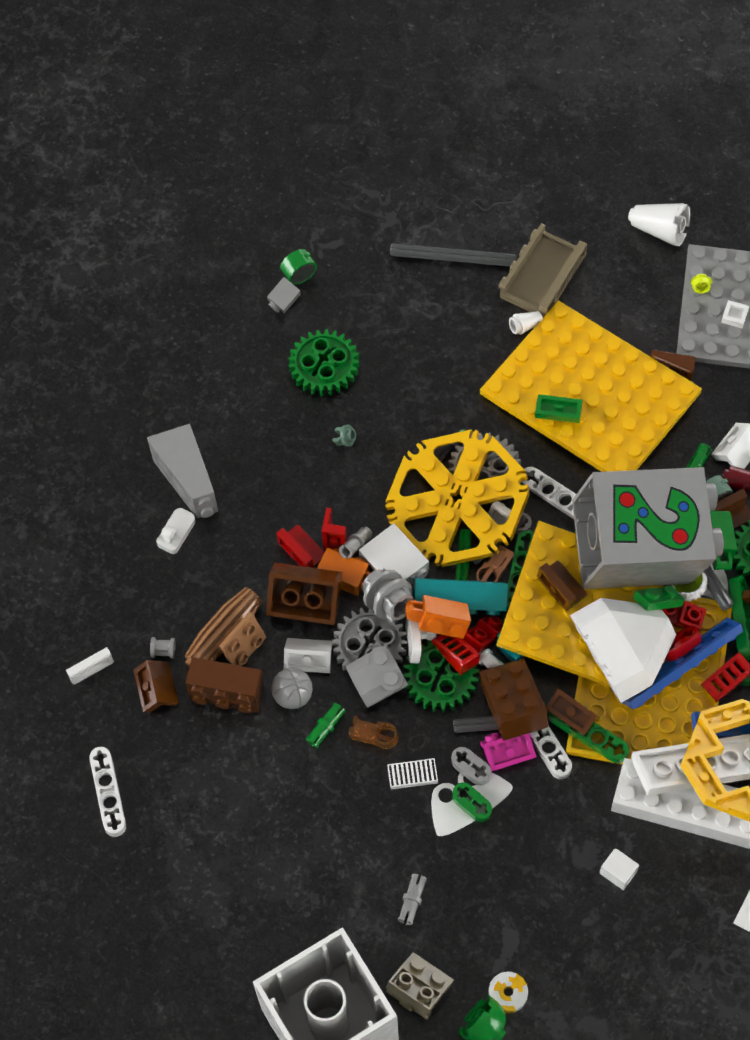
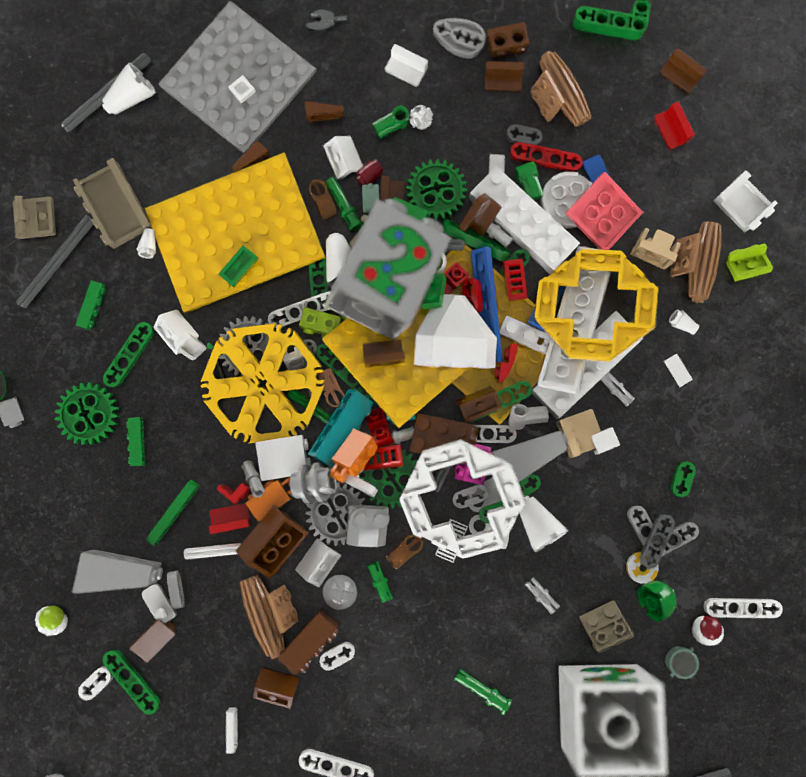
camera: 65 degrees left, 20 degrees up
(65, 515) = (98, 685): none -> white beam
(84, 548) = (127, 684): none -> green beam
(103, 443) = (51, 620): none -> lime hair
(140, 539) = (153, 639): none -> panel
(162, 647) = (249, 667): light grey bush -> none
(200, 536) = (175, 589): none -> light grey beam
(221, 732) = (339, 660): none -> white beam
(256, 546) = (211, 551): none -> white axle
(272, 905) = (490, 696): none -> green pin
(275, 491) = (172, 513): none -> green beam
(323, 421) = (136, 441): none -> green piece
(347, 436) = (159, 432): sand green plate -> none
(404, 370) = (125, 352): none -> green beam
(431, 307) = (90, 305): none -> green piece
(449, 411) = (189, 346): none -> white piece
(456, 392) = (172, 326): none -> white panel
(482, 212) = (34, 217): none -> dark tan plate
(485, 851) = (540, 524): none -> white cone
(510, 734) = (480, 464): none -> white plate
(512, 820) = (528, 490): none -> green beam
(527, 980) = (657, 556): none -> dark grey beam
(548, 793) = (532, 454): none -> light grey slope
(548, 988) = (656, 539): none -> light grey beam
(552, 511) = (318, 322): none -> lime bracket
(589, 767) = (522, 415): none -> white piece
(610, 833) = (579, 431): none -> tan bracket
(626, 717) = (504, 368): none -> red slope
(630, 201) = (96, 100): none -> dark grey axle
(634, 987) = (678, 478): none -> green beam
(676, 716) = (525, 334): none -> white plate
(680, 454) = (323, 202): none -> clear orange piece
(681, 867) = (617, 389): none -> light grey pin
(701, 283) = (199, 96): neon yellow plate -> none

